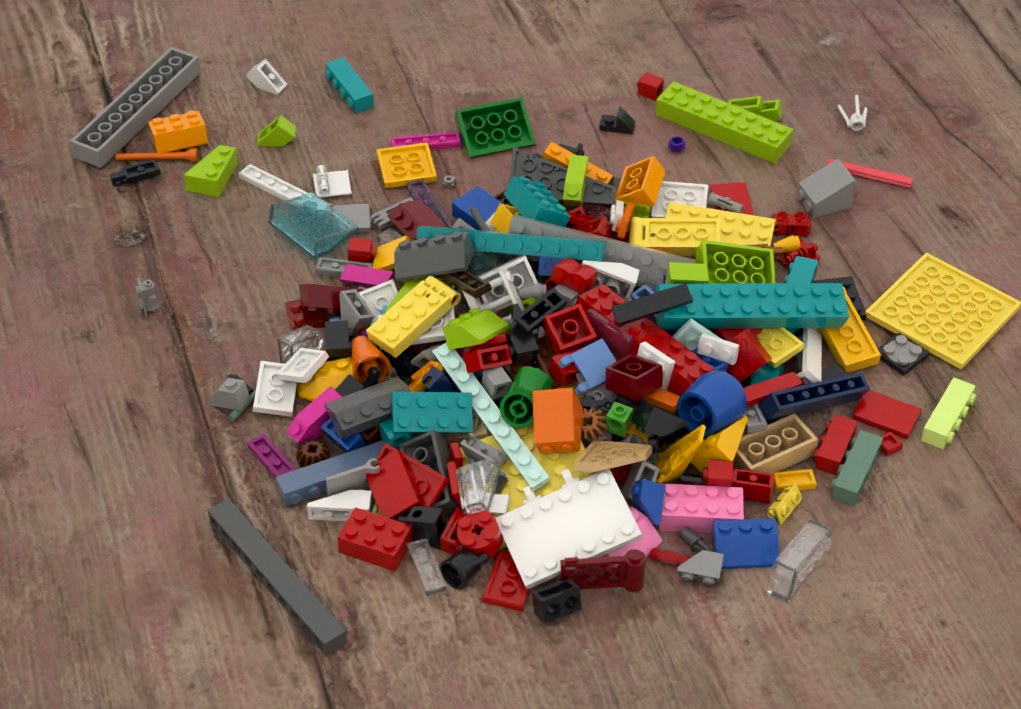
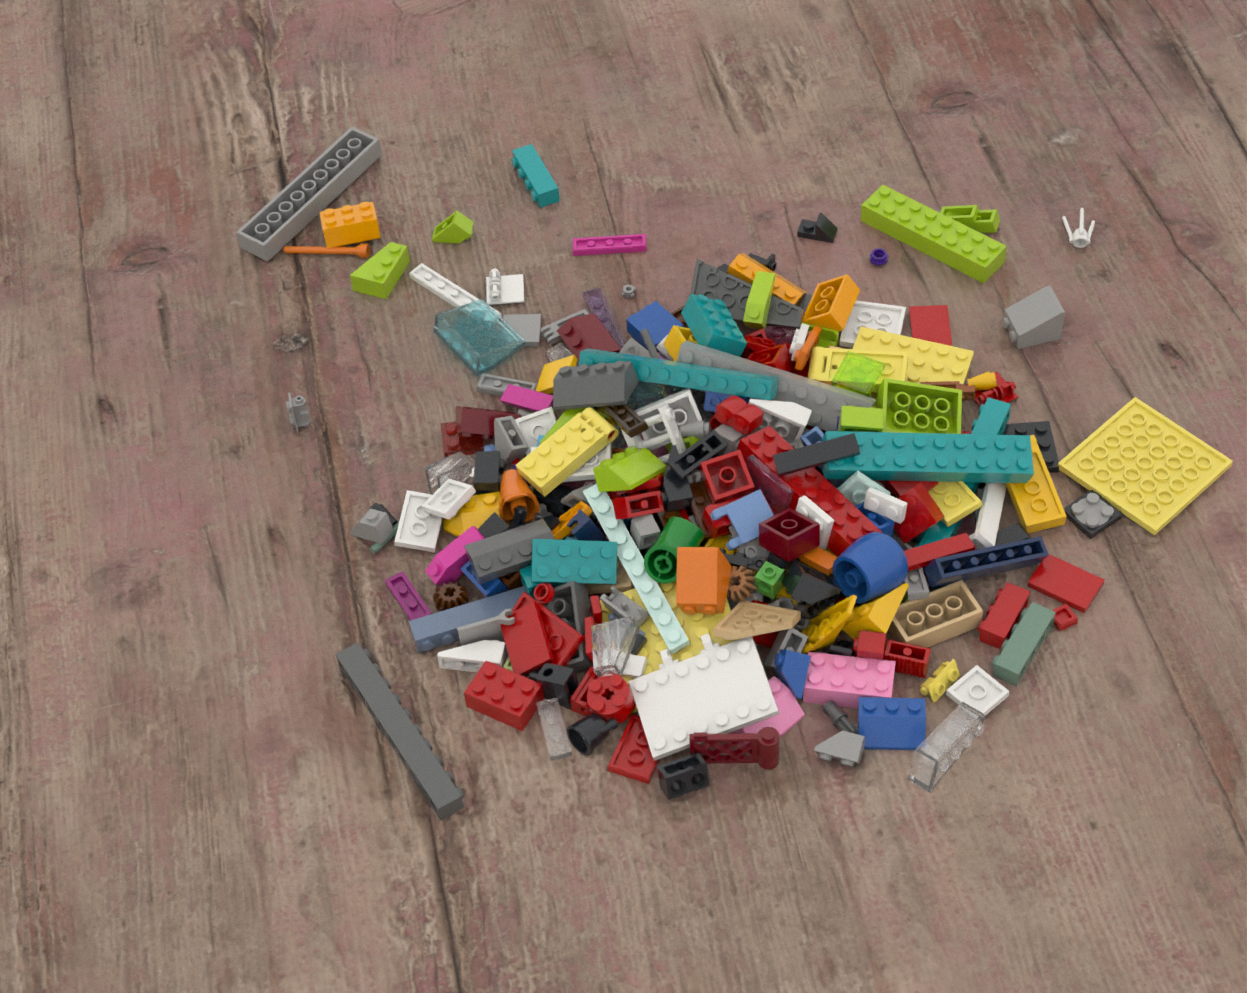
camera: 10 degrees right, 5 degrees up
(135, 173) = (302, 269): black hinge -> none
(266, 78) = (449, 164): white slope -> none
(361, 250) = (526, 368): red brick -> none
(402, 440) = (540, 590): none -> red plate
(406, 164) = (585, 270): yellow plate -> none
(494, 127) = (684, 231): green slope -> none
(650, 86) = (858, 187): red brick -> none
(668, 556) = (808, 733): red axle -> none
(676, 238) = (858, 374): none -> clear neon green tile
(725, 203) = (912, 326): light grey pin -> none
(798, 219) = (985, 351): red hinge -> none
(804, 479) = (962, 653): yellow tile -> none
(821, 509) = (978, 691): none -> white plate
(877, 174) = (1090, 300): coral axle -> none
(948, 413) = (1133, 586): yellowish green brick -> none

